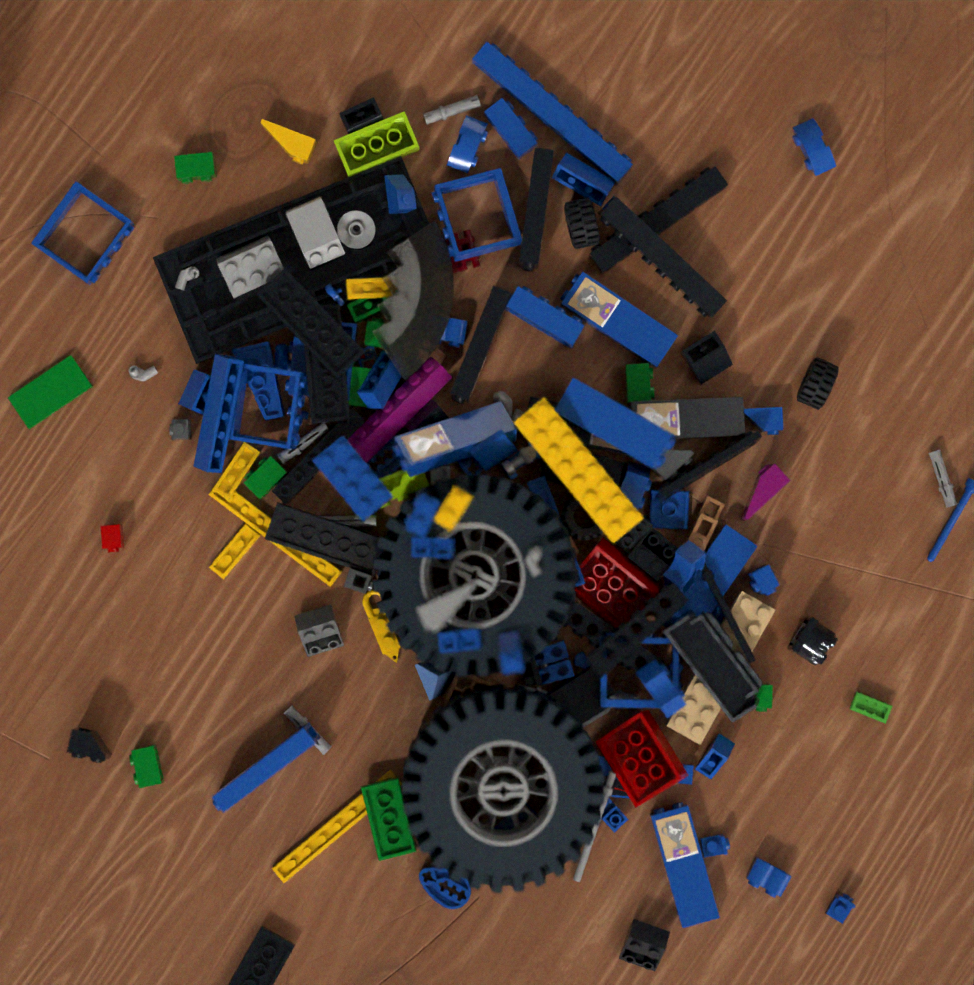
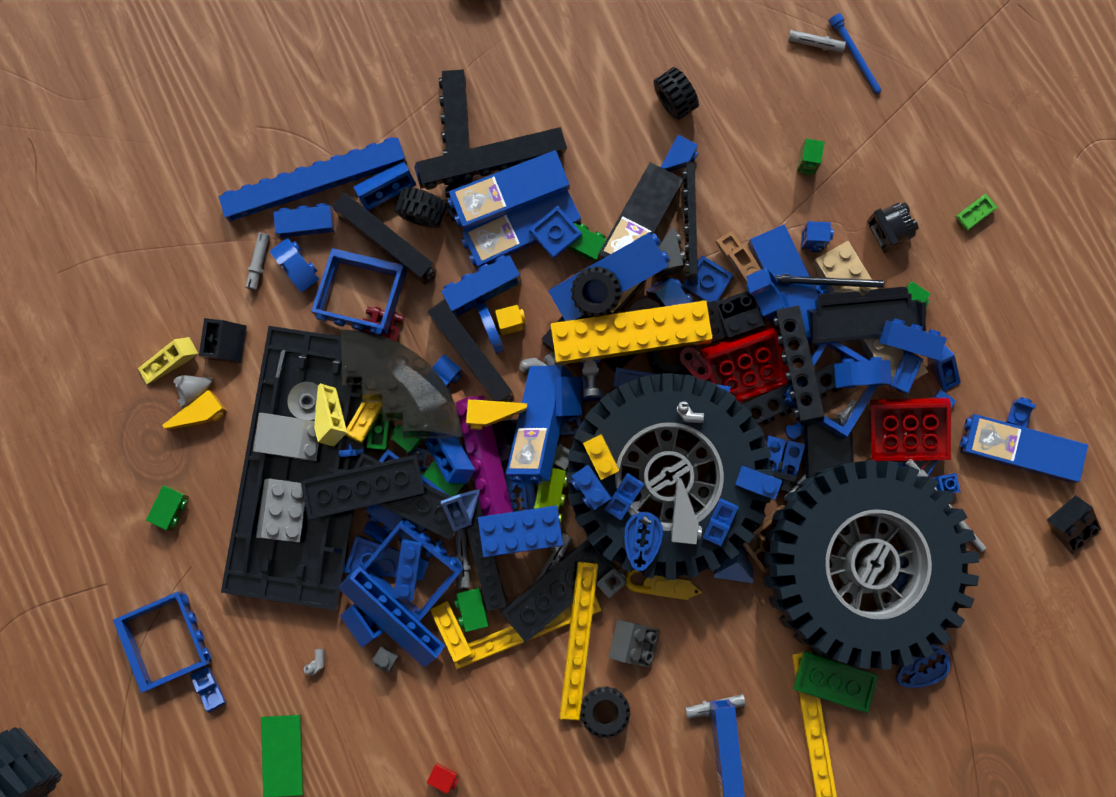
camera: 50 degrees left, 5 degrees down
(67, 296) = (208, 689): none -> blue slope
(186, 275) = (254, 572): light grey arm -> none
(230, 640) = (587, 712): none -> black tyre
(234, 551) = (520, 676): yellow tile -> none
(265, 403) = (407, 570): none -> blue plate
(293, 582) = (578, 641): none -> yellow tile
(307, 123) = (191, 388): none -> light grey hat
(320, 87) = (168, 359): none -> light yellow slope
(341, 417) = (460, 509): none -> medium blue slope
(350, 259) = (328, 416): none -> light yellow slope
(377, 144) = (245, 340): lime slope -> none
(399, 194) = (300, 345): blue slope -> none
(413, 593) = (633, 547): none -> blue piece
(436, 390) = (486, 413): none -> yellow slope
(513, 346) = (490, 327): none -> blue piece
(531, 360) = (510, 319): none -> yellow brick
(579, 414) = (579, 291): none -> black tyre
(586, 540) = (694, 363): none -> dark red plate
(630, 352) = (555, 232): none -> blue tile
(641, 290) = (508, 190): none -> blue brick
(687, 726) = (906, 372): none -> blue tile
(707, 357) = (598, 173): black slope -> none
(718, 714) = (913, 339): none -> blue brick
(766, 485) = (738, 189): magenta slope -> none
(768, 877) = (1074, 383): blue brick -> none
(831, 534) = (810, 156): none -> green brick

